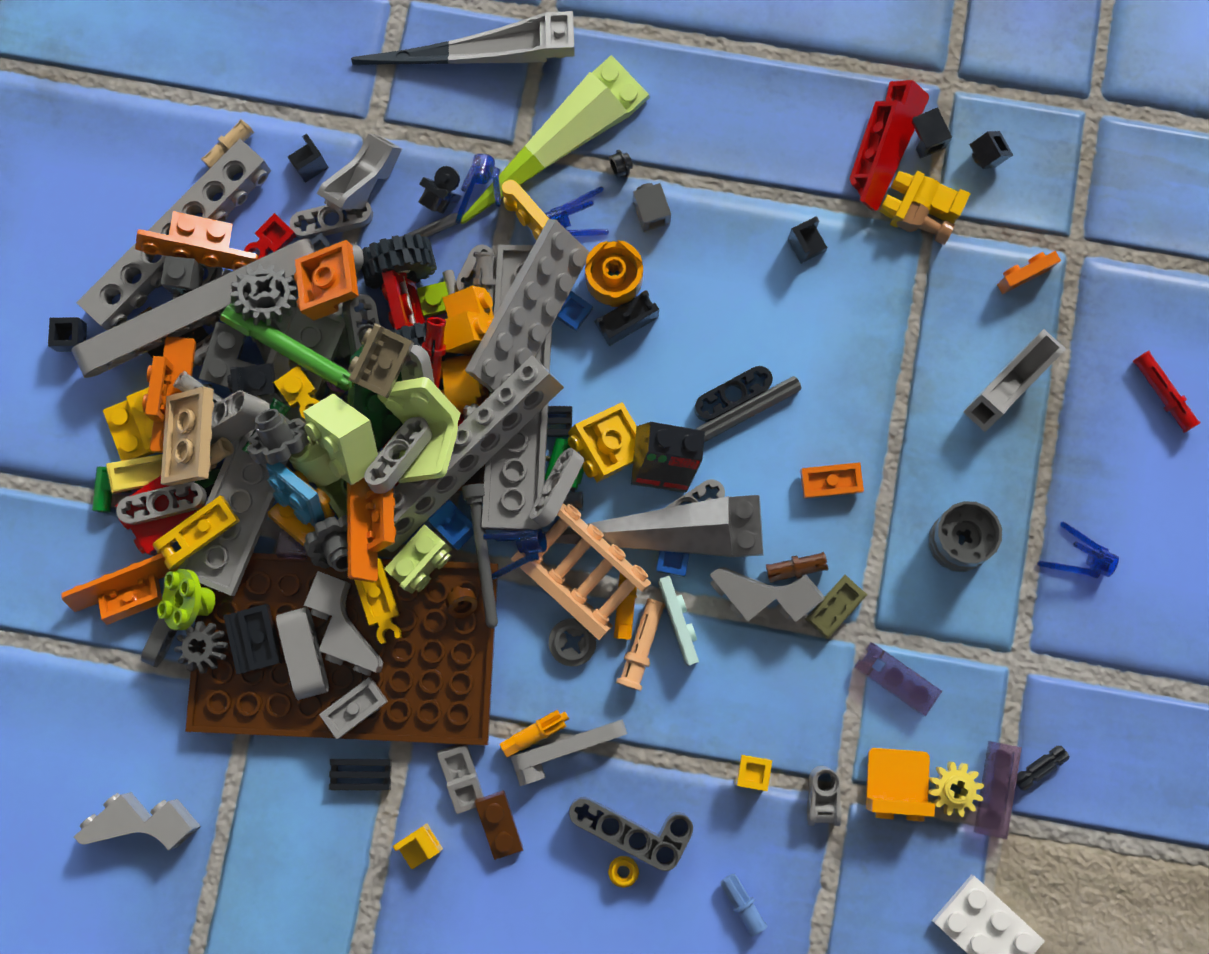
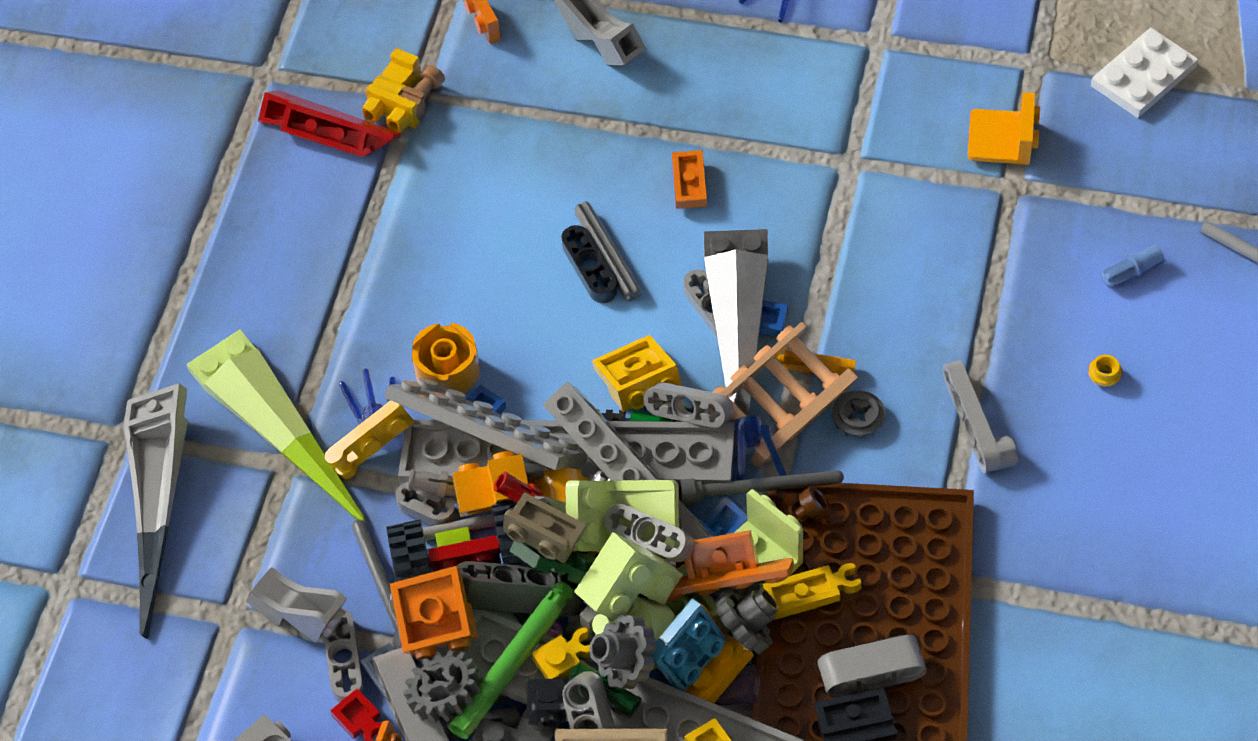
camera: 85 degrees left, 25 degrees down
(308, 160) = (264, 677): black panel -> none
(334, 774) = (1010, 599): black tile -> none
(342, 638) = (854, 623): light grey arch -> none
(353, 708) = (935, 614): light grey plate -> none
(418, 846) = (1086, 562): yellow panel -> none
(438, 191) = (329, 530): black hips -> none
(460, 777) = (1015, 522): light grey slope -> none
(480, 172) = (309, 491): clear blue plant -> none
(499, 825) = (1061, 483): reddish brown plate -> none
(534, 733) = (955, 444): light orange piece -> none
(621, 163) = (316, 359): black plate -> none
(627, 318) = (497, 356): black hinge -> none
(628, 827) = (1070, 338): dark grey beam -> none
(638, 658) = (879, 348): light nougat pin -> none
(651, 206) = (371, 329): dark grey brick -> none
(666, 456) = (656, 314): black slope -> none
(676, 607) = (839, 312): light aqua plate -> none
(752, 596) = (813, 246): light grey arch -> none
(754, 772) = (997, 244): yellow panel -> none
(797, 567) = (780, 211): reddish brown pin -> none
(807, 240) = (427, 194): black panel -> none
(824, 804) = (1016, 193): light grey piece -> none
(835, 607) = (822, 180): olive plate -> none
(899, 679) = (897, 131): clear purple plate -> none
(932, 132) = (323, 78): black panel -> none
(962, 780) = (1005, 87): light yellow gear -> none
(981, 535) = (754, 65): dark grey wheel -> none
(990, 150) = (349, 36): black plate -> none
(998, 790) = (1006, 57): clear purple plate -> none
(1041, 767) = (983, 25): black axle -> none

